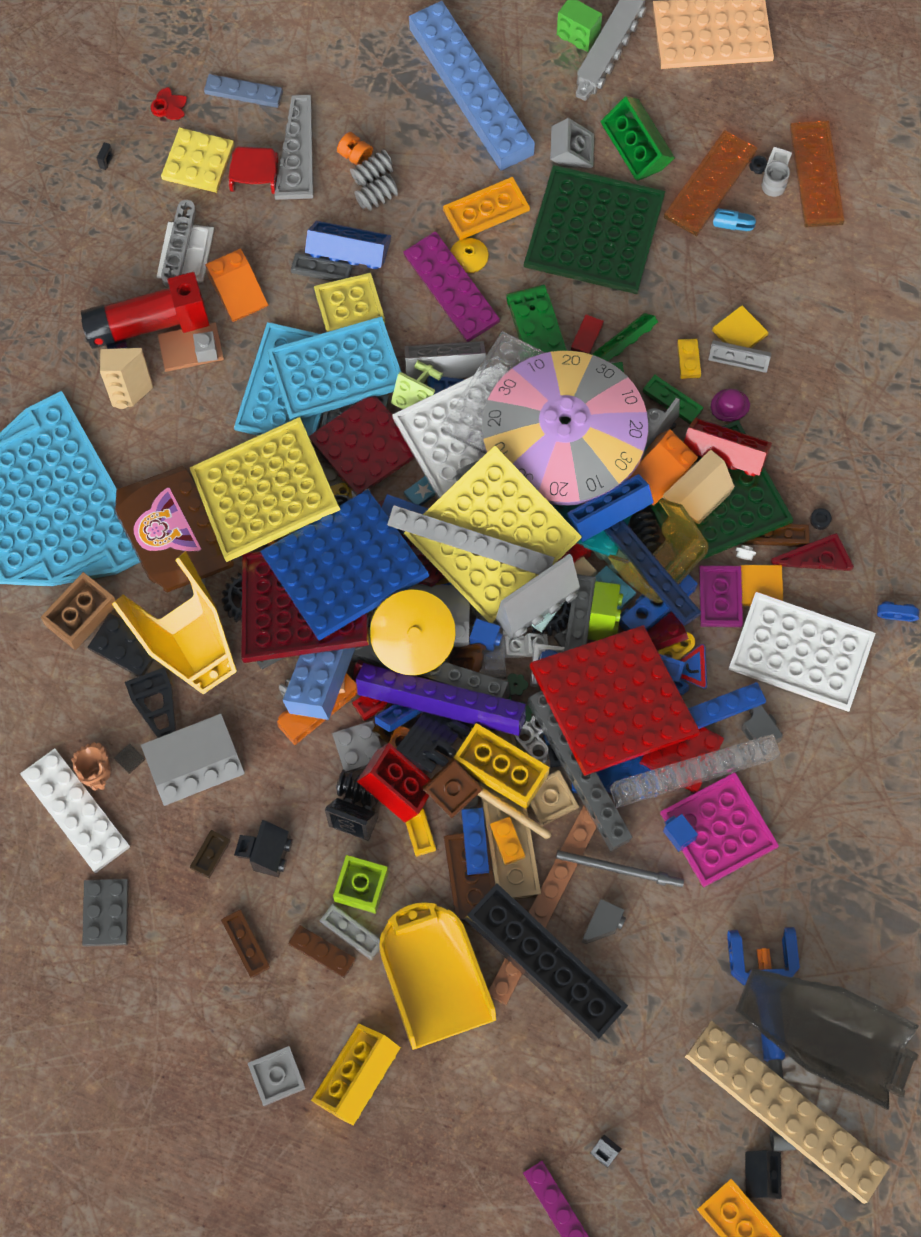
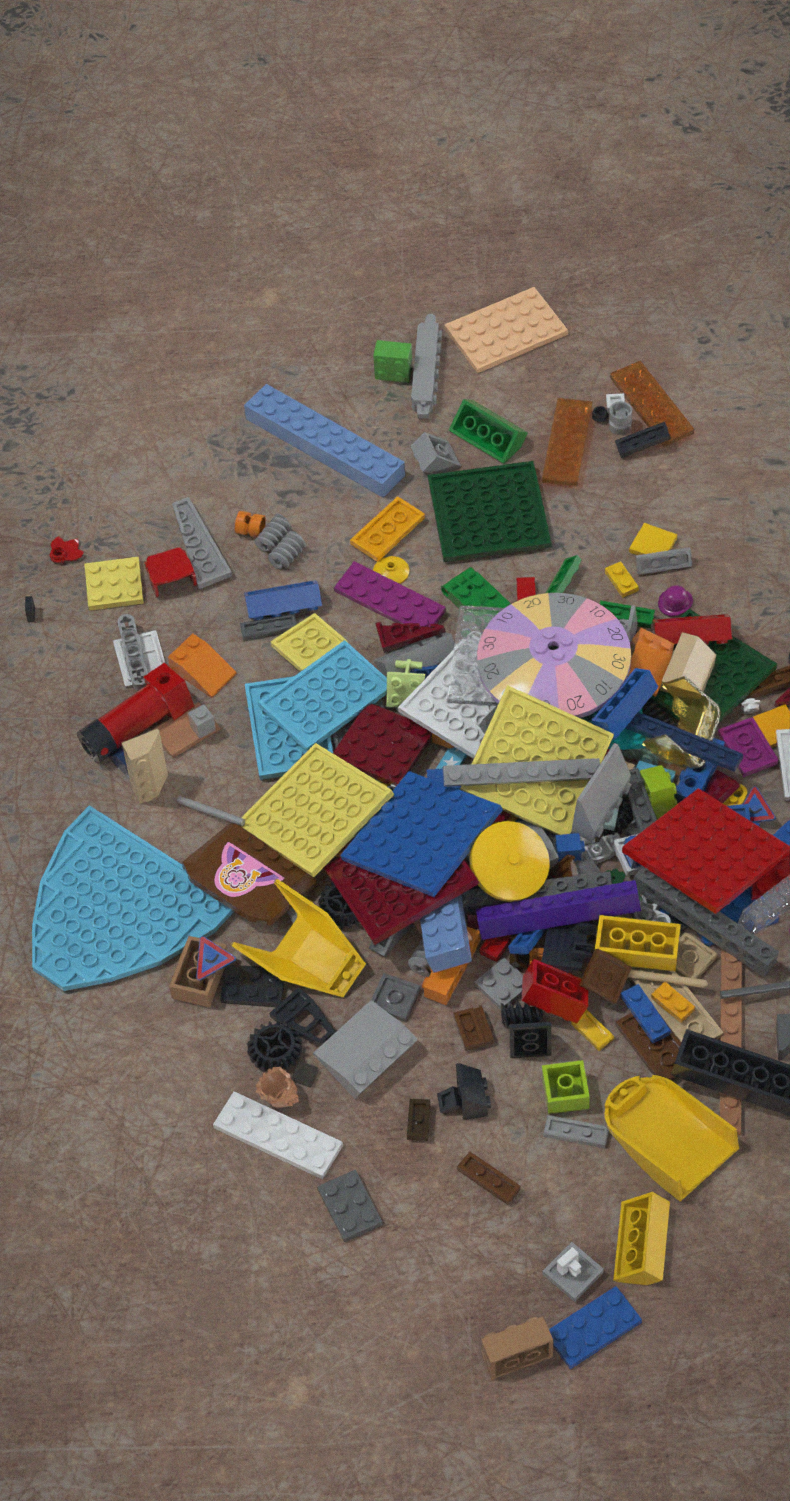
camera: 20 degrees left, 15 degrees down
(89, 607) = (211, 958): none -> piece
(107, 725) = (271, 1040): none -> black gear
(172, 445) = (211, 811): none -> light grey bar
(182, 1132) = (517, 1347): none -> medium nougat brick
(243, 90) = (125, 516): sand blue plate -> none
(250, 715) = (396, 996): none -> flat silver tile
(268, 1140) = (593, 1327): none -> blue plate
(272, 1068) = (569, 1263): none -> white tile
(307, 781) = (473, 1028): none -> reddish brown plate
(322, 951) = (558, 1157): reddish brown plate -> none
(439, 330) = (400, 635): none -> dark red wing
(733, 220) = (601, 462): dark azure arm -> none
(785, 212) = (642, 439): none -> black plate

